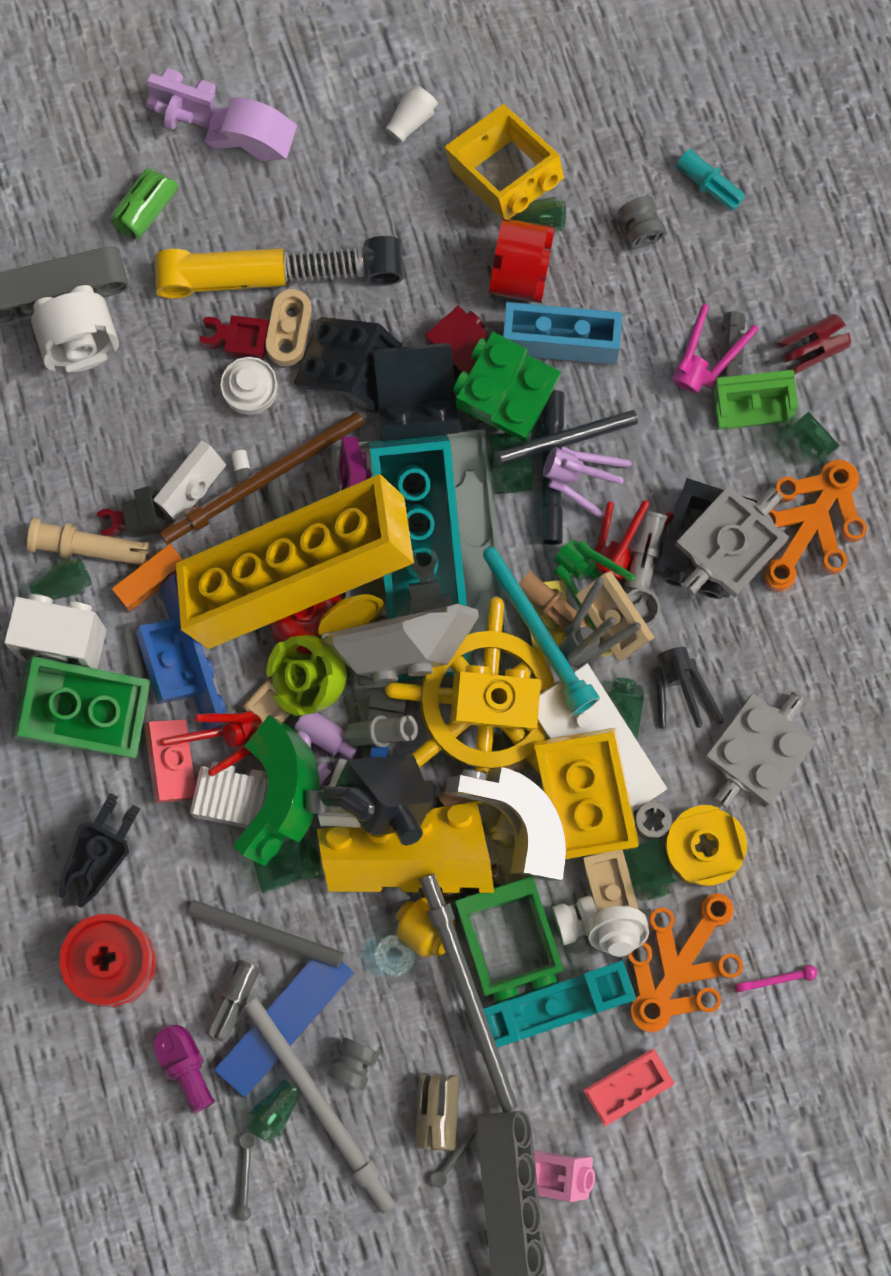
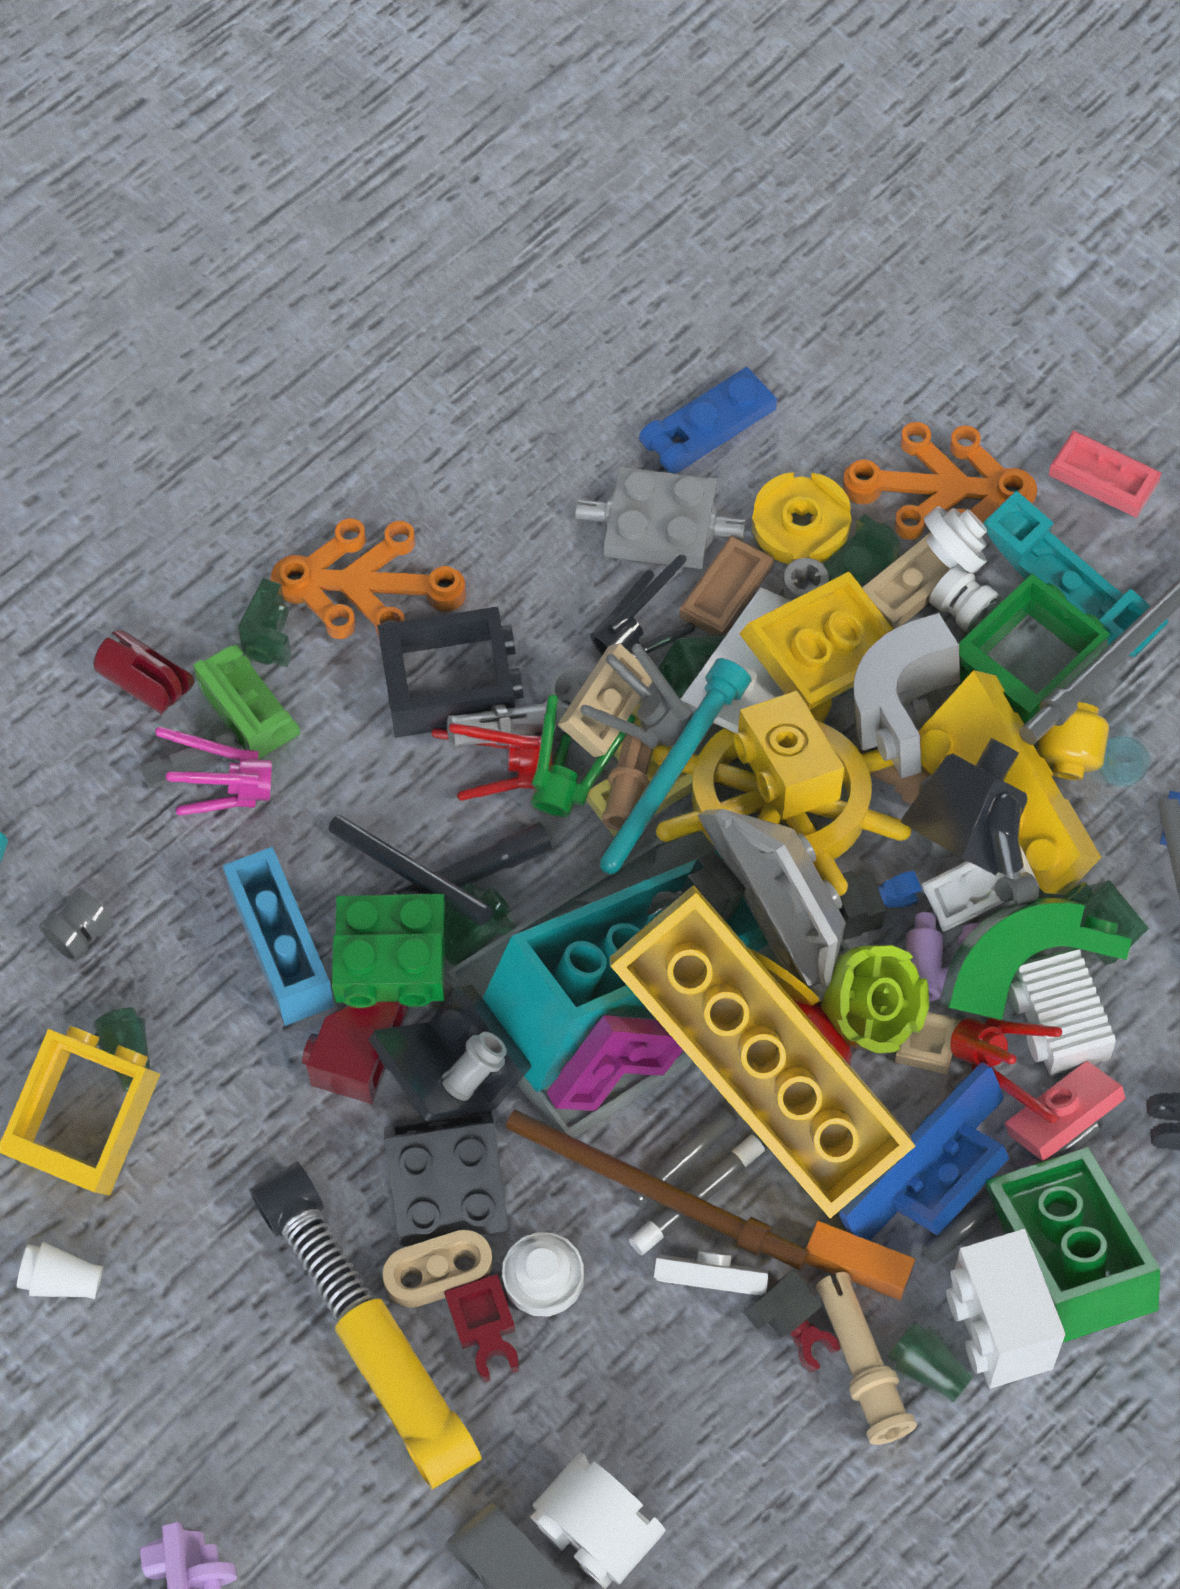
camera: 115 degrees left, 15 degrees down
(143, 203) = (376, 1561): bright green arm -> none
(253, 127) = (187, 1461): lavender brick -> none
(382, 731) = (892, 876): light grey axle -> none
(397, 403) = (482, 1055): none -> light grey pin
(521, 260) = (208, 1023): red brick -> none
(566, 466) = (452, 845): lavender plant -> none
(680, 765) = (726, 587): none -> medium nougat tile
(732, 541) = (447, 622): light grey plate -> none
(808, 972) = (872, 372): dark pink hinge -> none
(826, 830) = (709, 420): none -> blue plate

